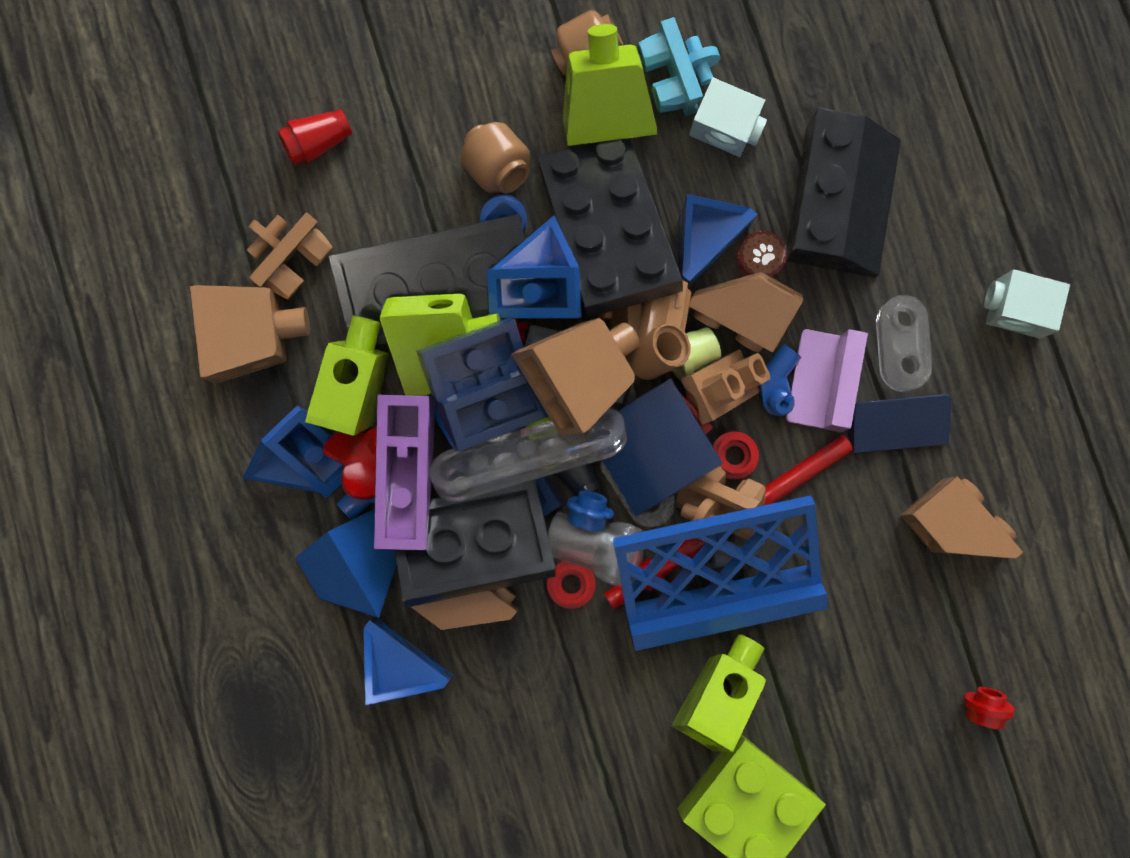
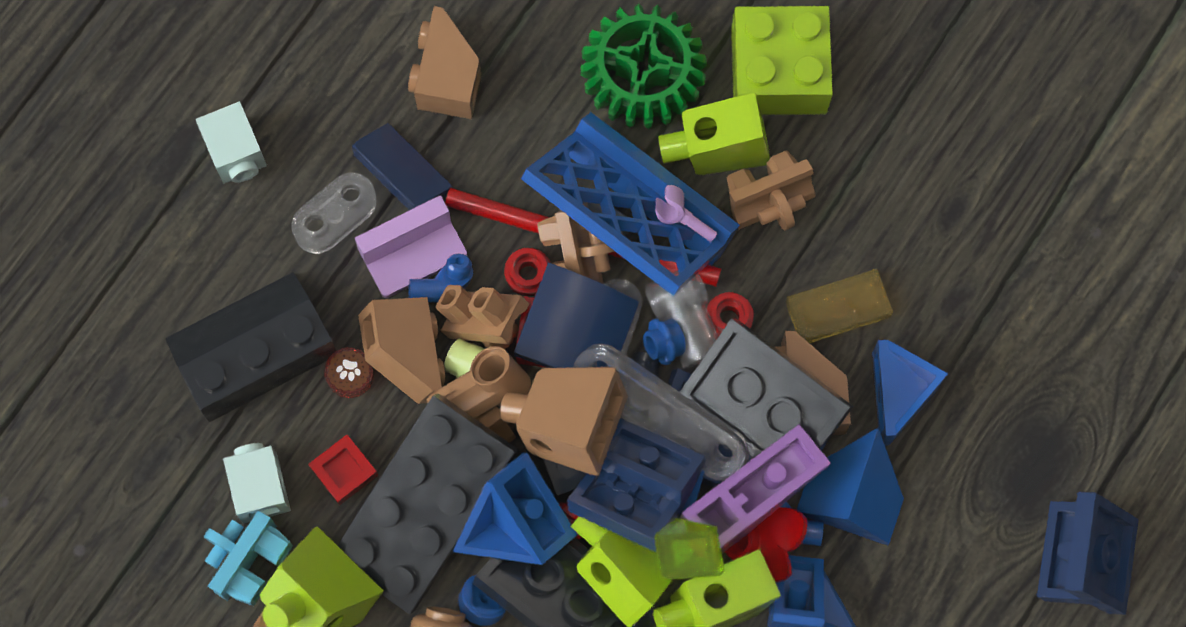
camera: 130 degrees left, 10 degrees down
(154, 699) = (1088, 553): none -> dark blue bracket
(395, 375) = (688, 550): none -> clear neon green slope
(508, 678) = (839, 306): none -> clear yellow plate
(638, 700) = (773, 195): none -> medium nougat hips
(684, 180) = (343, 469): none -> red plate
(688, 601) = (675, 212): none -> lavender hand
(706, 232) = (373, 422): blue slope -> none
(854, 675) = (661, 71): none -> green gear

